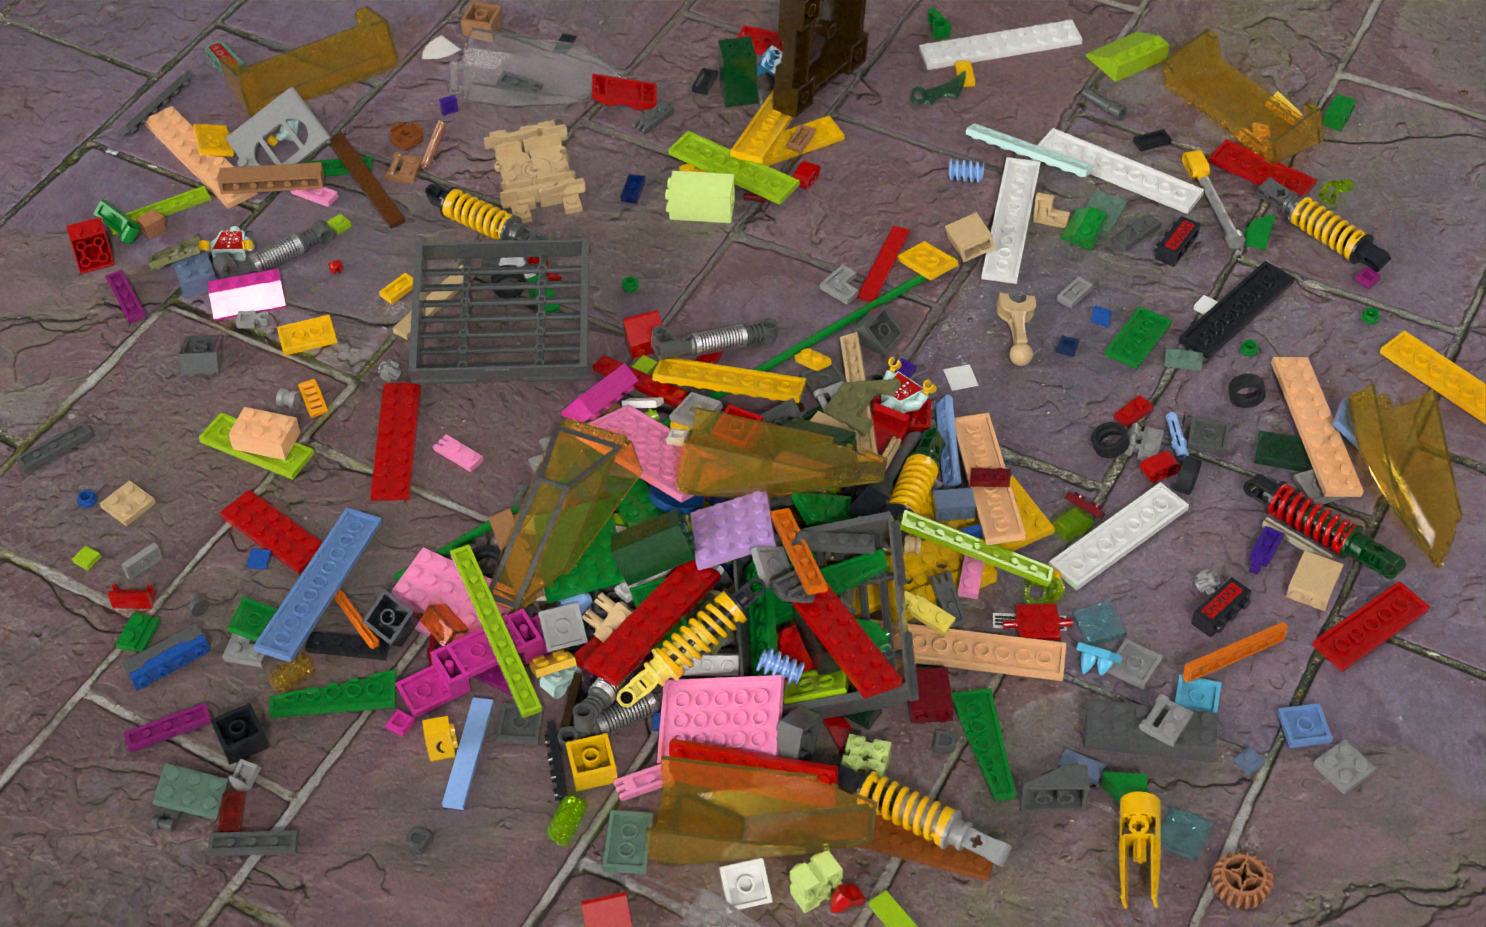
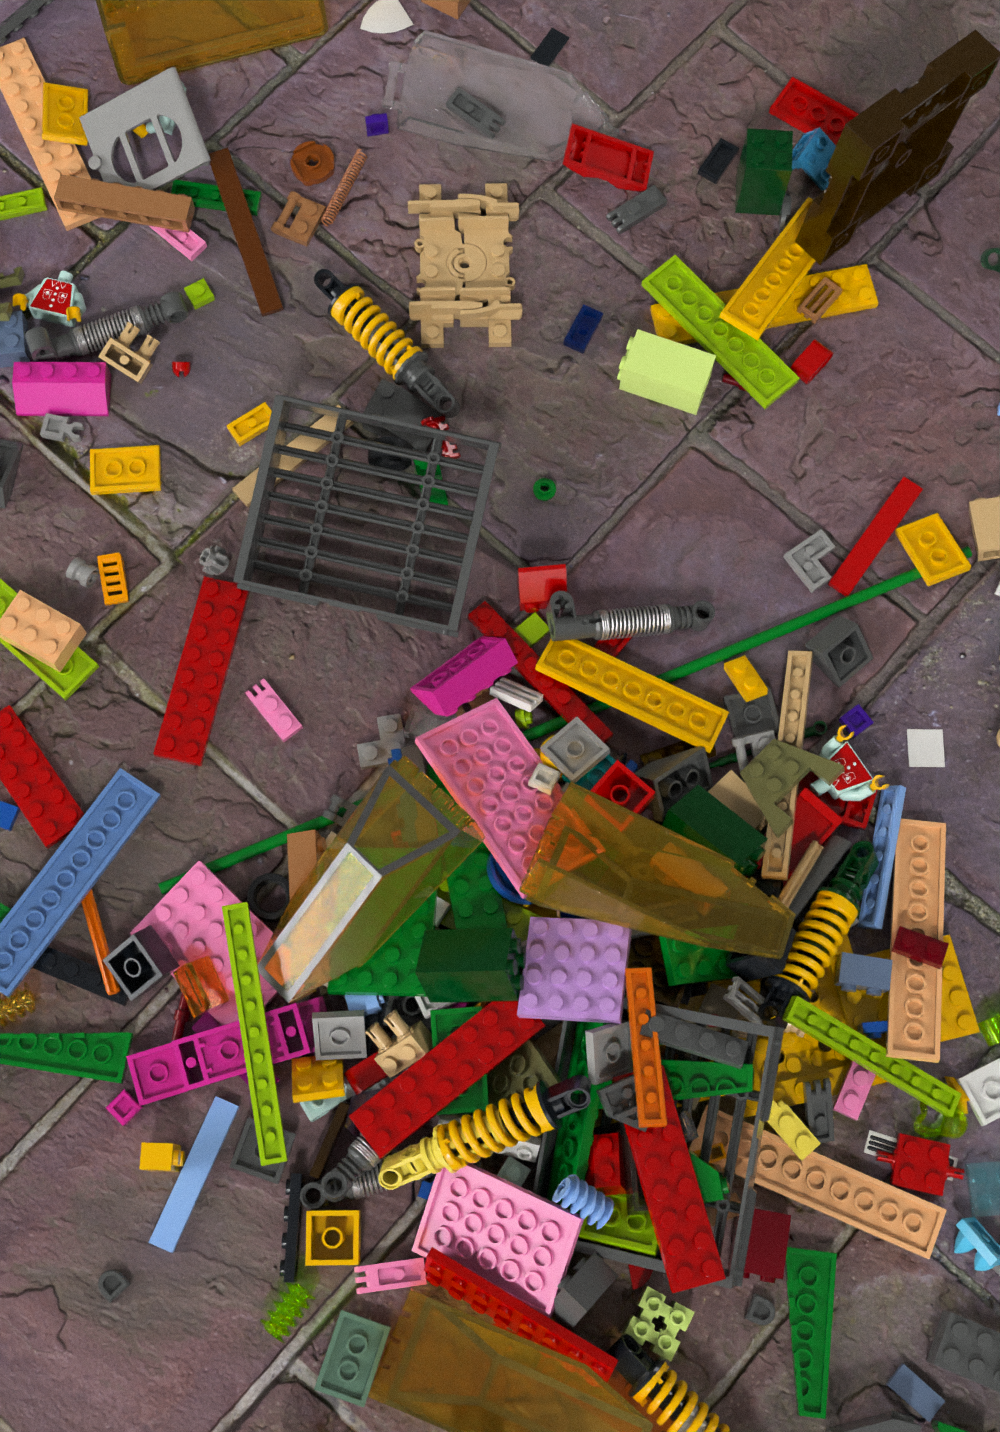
camera: 10 degrees right, 25 degrees up
(295, 266) = (119, 354): none -> tan brick

